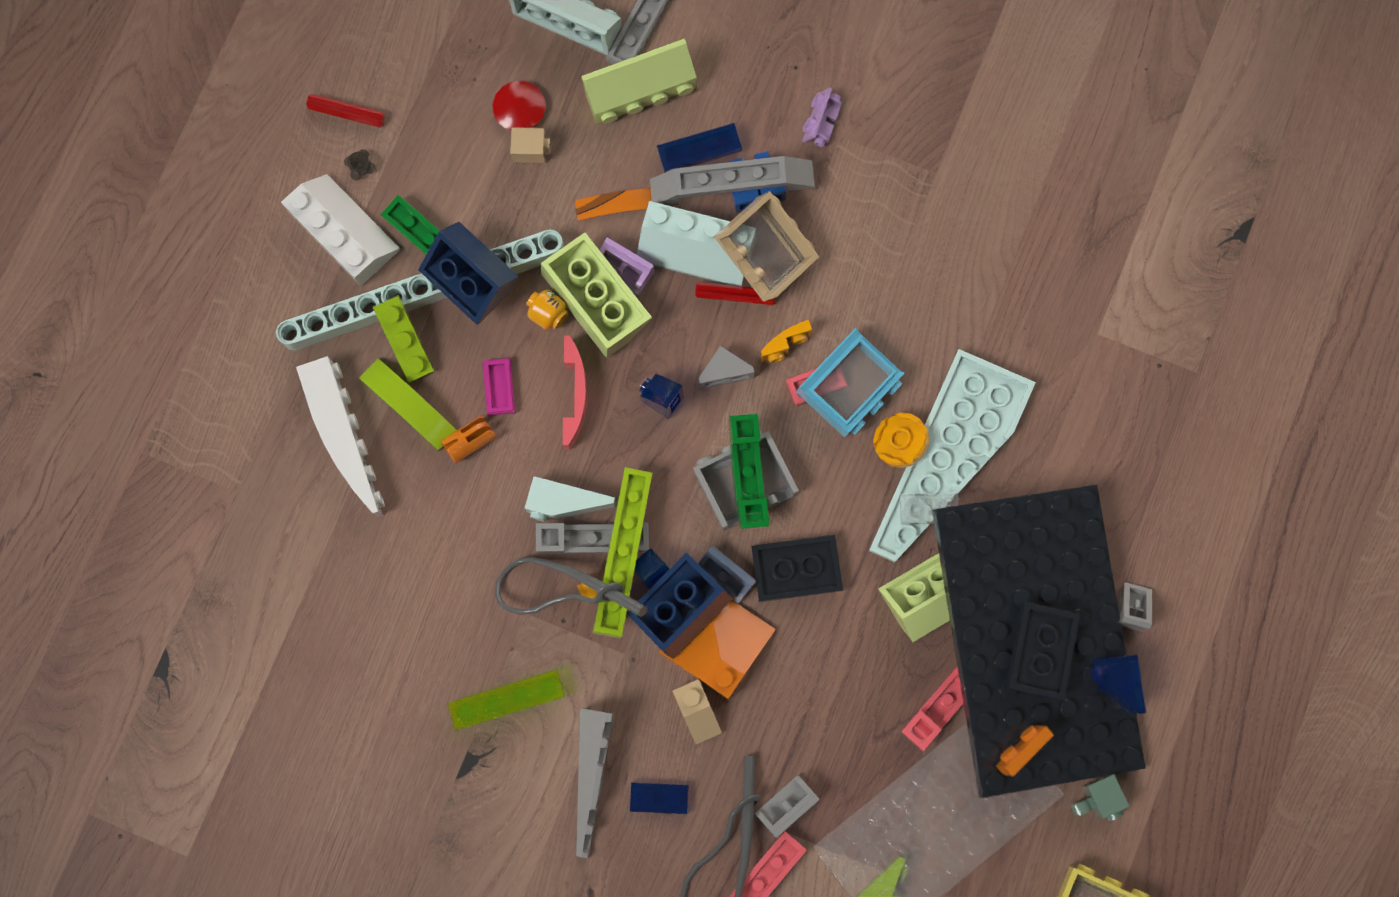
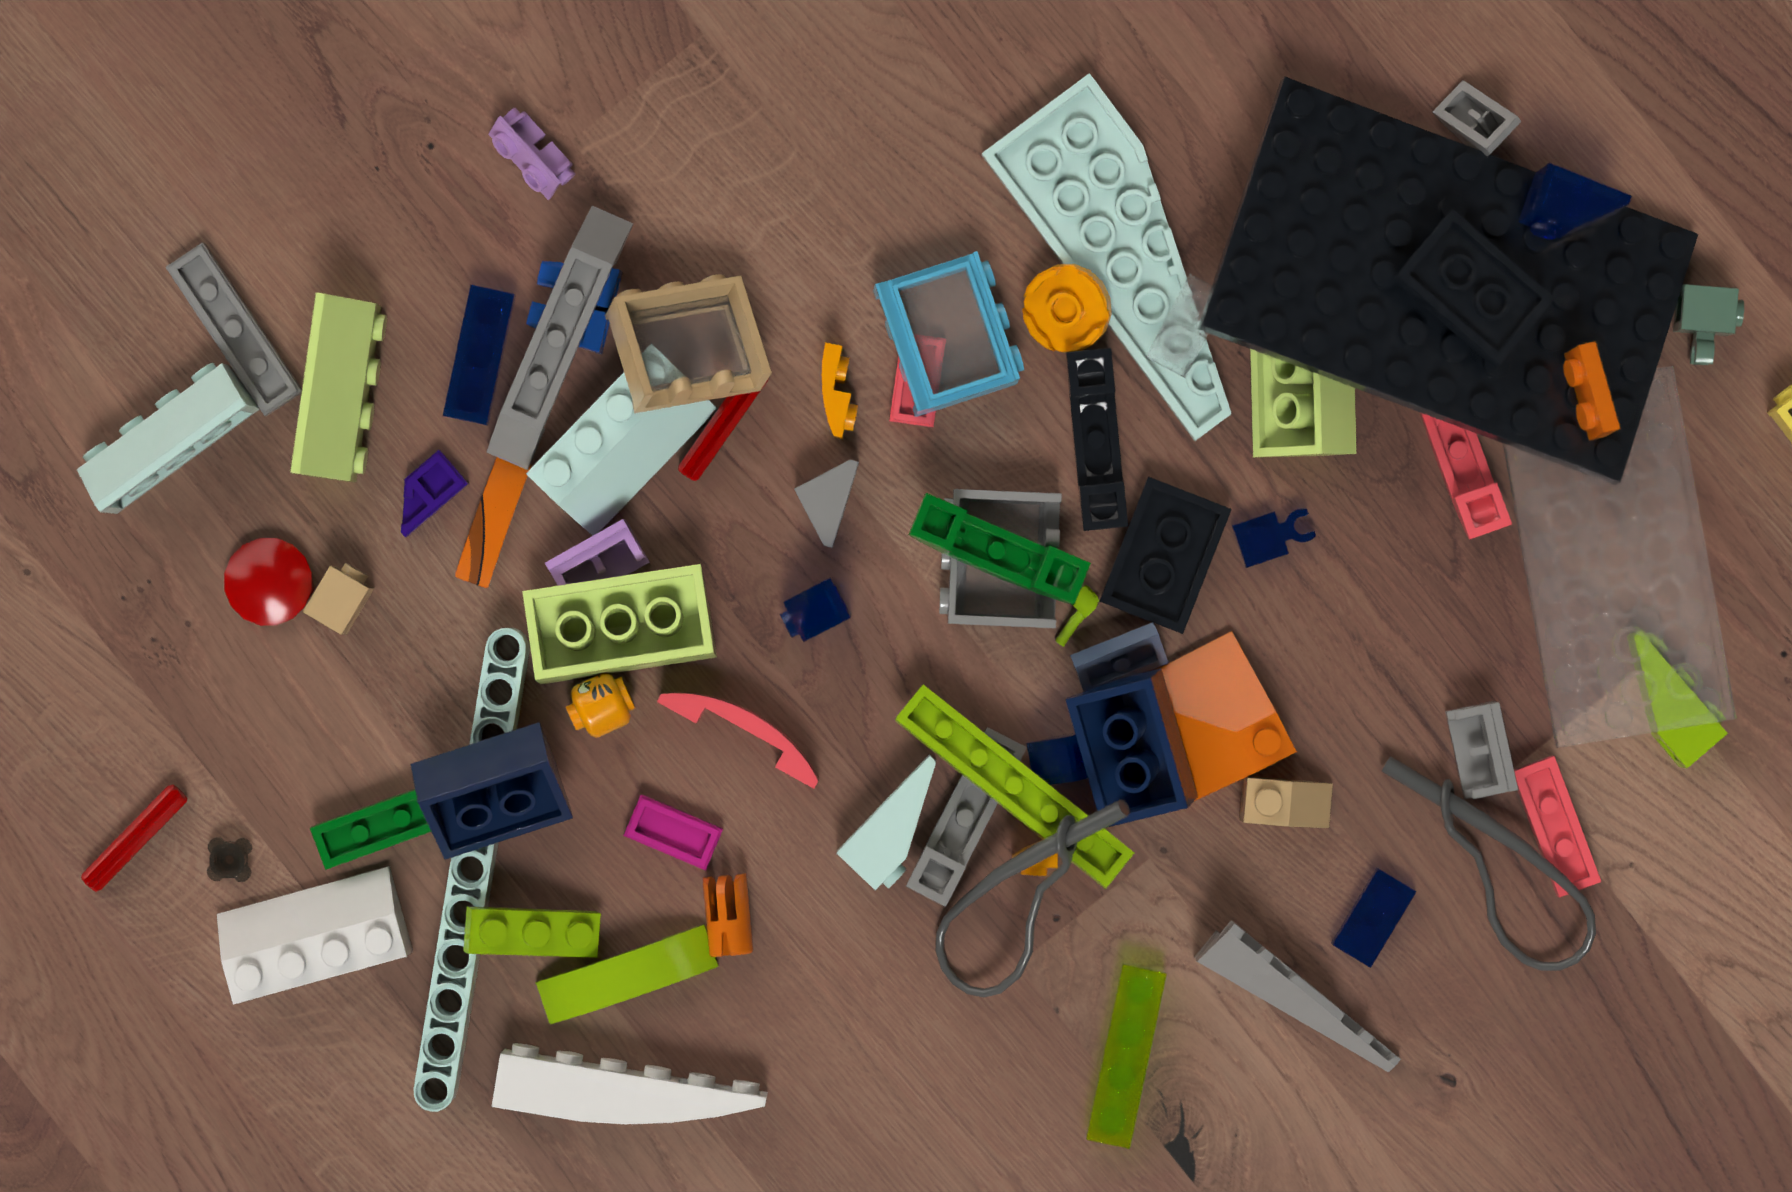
camera: 70 degrees left, 10 degrees up
(613, 162) = (429, 490): none -> dark purple tile
(746, 539) = (1085, 605): none -> lime hand
(837, 619) = (1265, 537): none -> clear blue plate
(839, 495) = (1096, 439): none -> black slope

